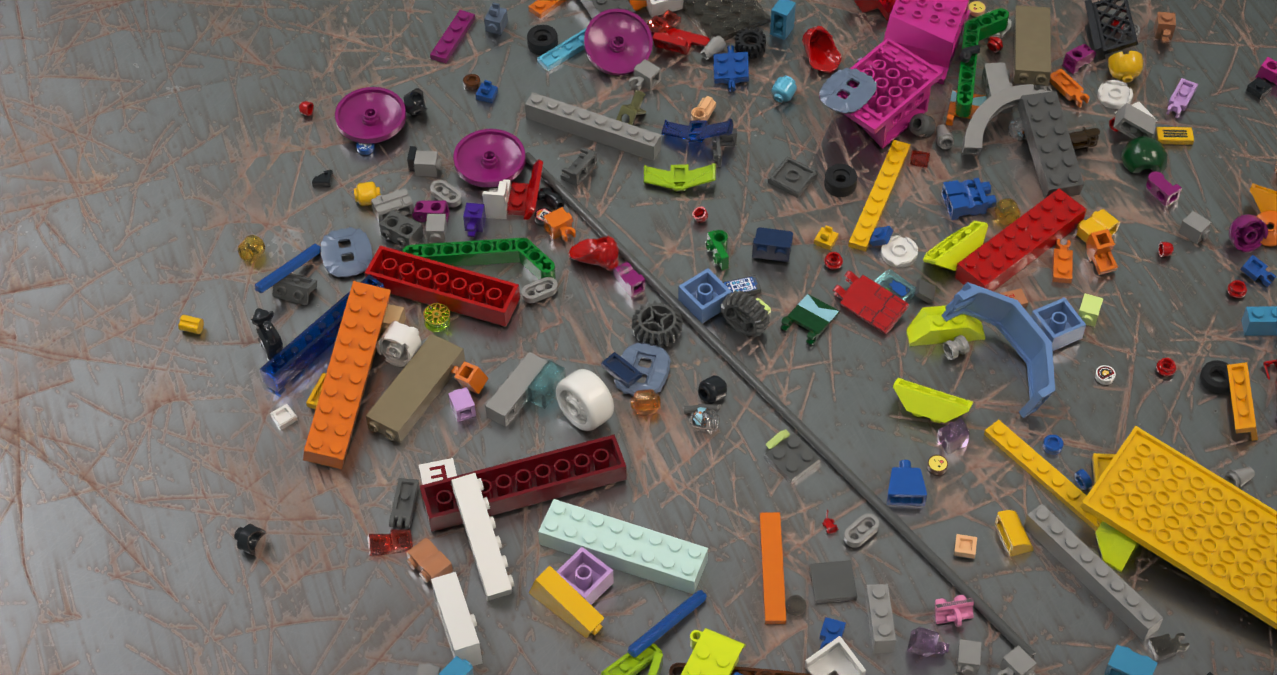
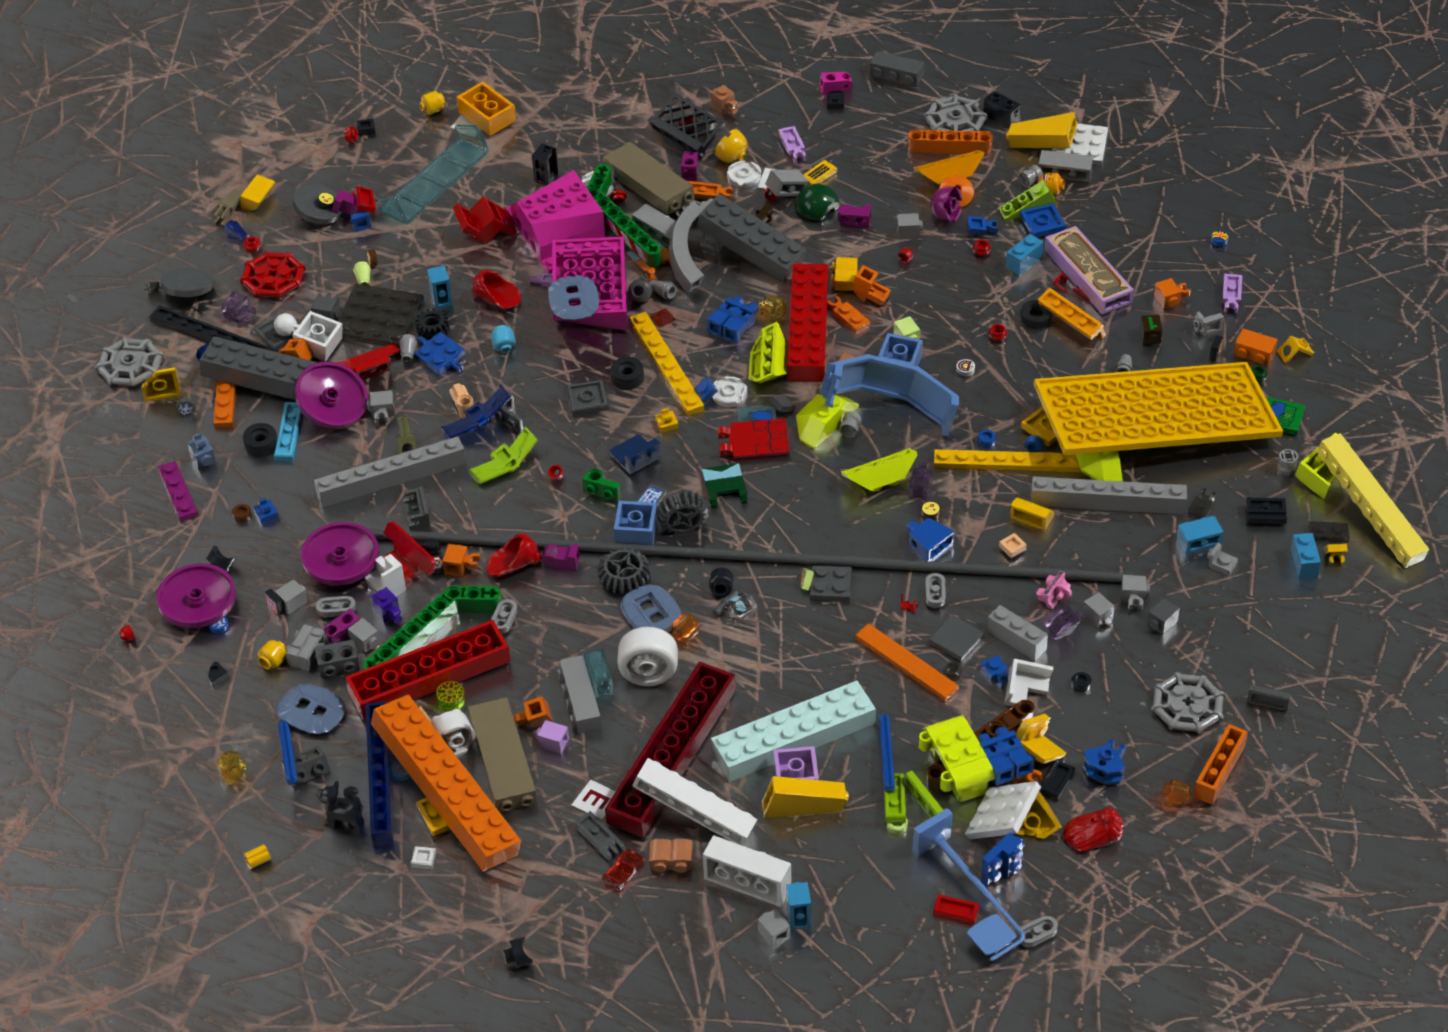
camera: 45 degrees left, 5 degrees down
(621, 370) = (635, 619): dark blue tile -> none
(664, 23) = (345, 355): clear red slope -> none
(833, 260) = (692, 432): red plate -> none
(967, 52) = (615, 213): black arm -> none

